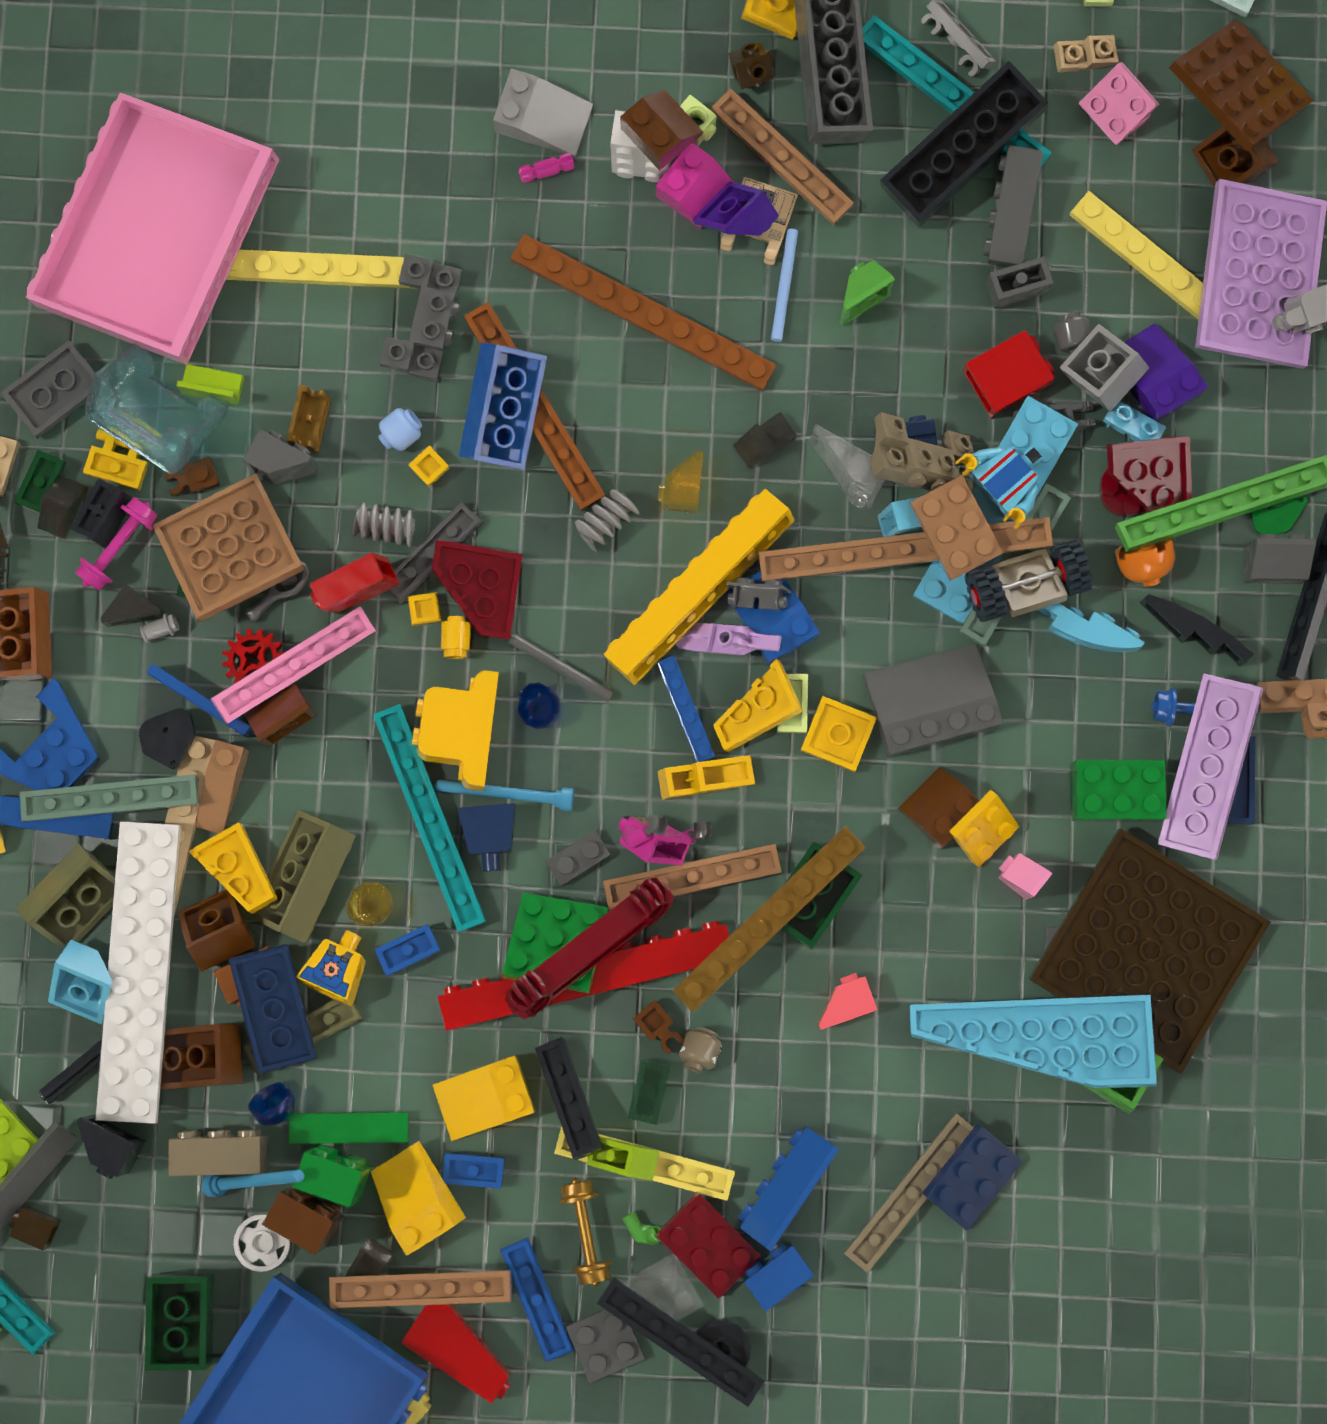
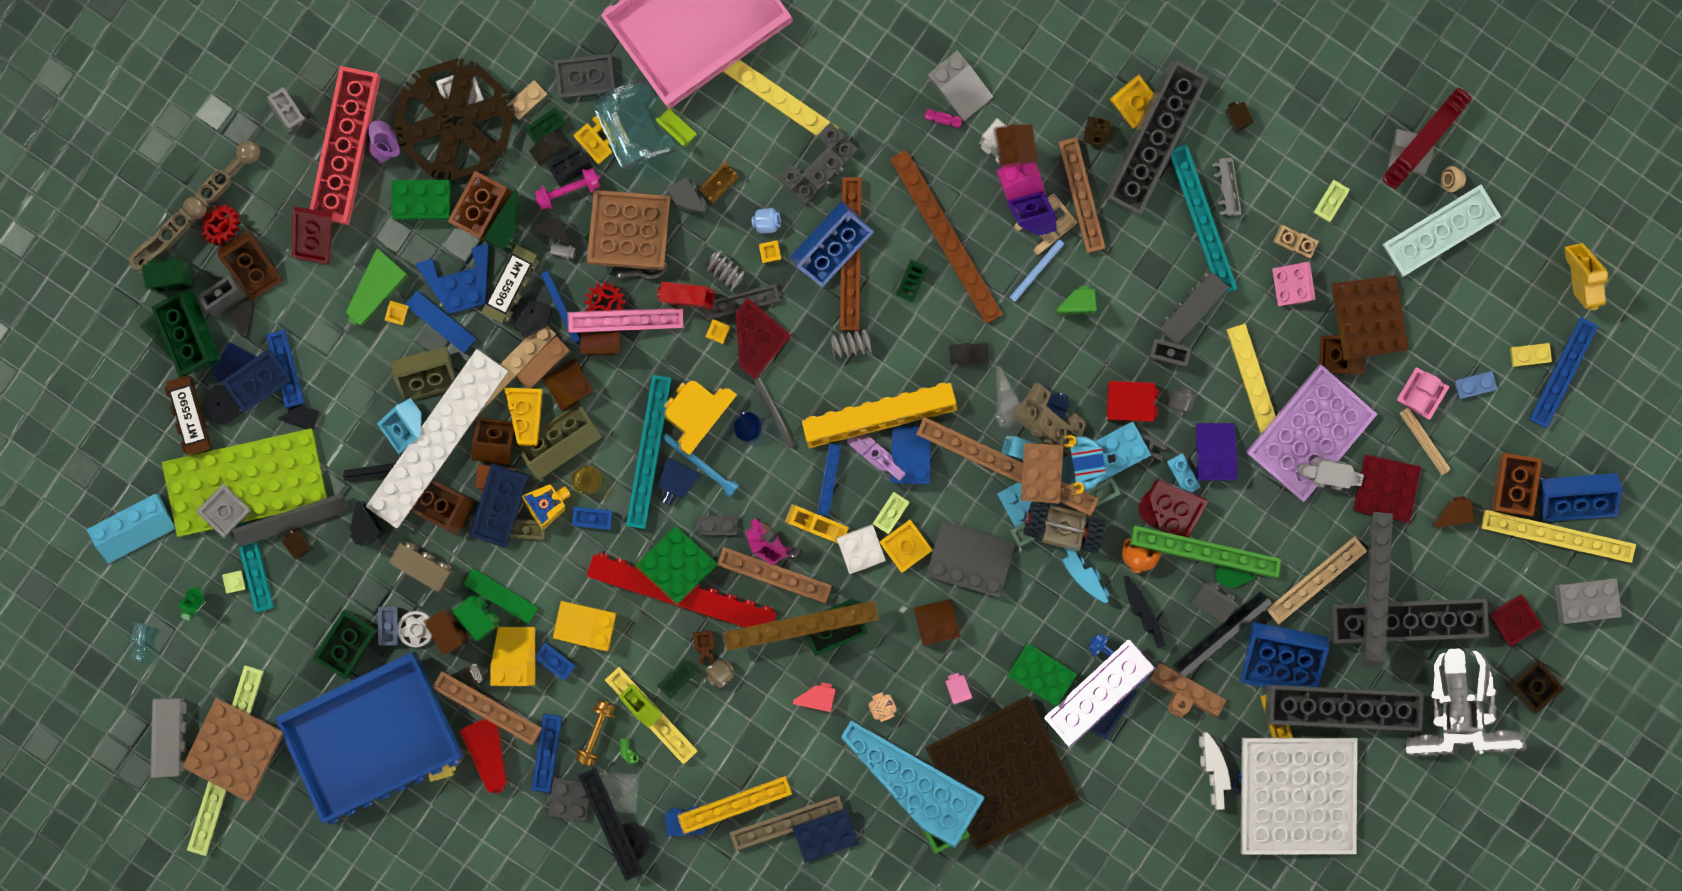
camera: 30 degrees right, 5 degrees up
(63, 642) = (505, 227): none -> dark green slope
(109, 798) = (478, 332): sand green plate -> none
(116, 712) = (510, 284): none -> brick
(197, 475) = (636, 176): reddish brown plate -> none
(219, 1184) = (411, 583): dark azure piece -> none
(222, 1261) = (387, 625): none -> sand blue plate
(271, 796) = (568, 384): none -> reddish brown slope
(272, 1104) = (467, 557): clear blue hair -> none
(455, 637) = (725, 359): yellow brick -> none
(538, 987) = (650, 585): dark red arm -> none
(568, 1098) = (631, 655): black plate -> none
(630, 368) = (917, 265): none -> dark green slope
(683, 486) = (906, 351): clear yellow slope -> none
(698, 110) = (1045, 135): yellowish green brick -> none
(707, 1245) = (658, 781): dark red plate -> none
(746, 592) = (914, 445): dark grey hinge -> none
(761, 709) = (871, 505): yellow wing -> none
(783, 773) = (860, 549): none -> white plate
(787, 1188) = (720, 778): blue slope -> none
(827, 1213) = (734, 804): none -> yellow tile
(940, 961) = (882, 707): none -> light nougat head
(964, 144) = (1187, 254): black brick -> none
(984, 828) = (952, 649): yellow plate -> none
(1104, 367) = (1185, 432): light grey brick -> none

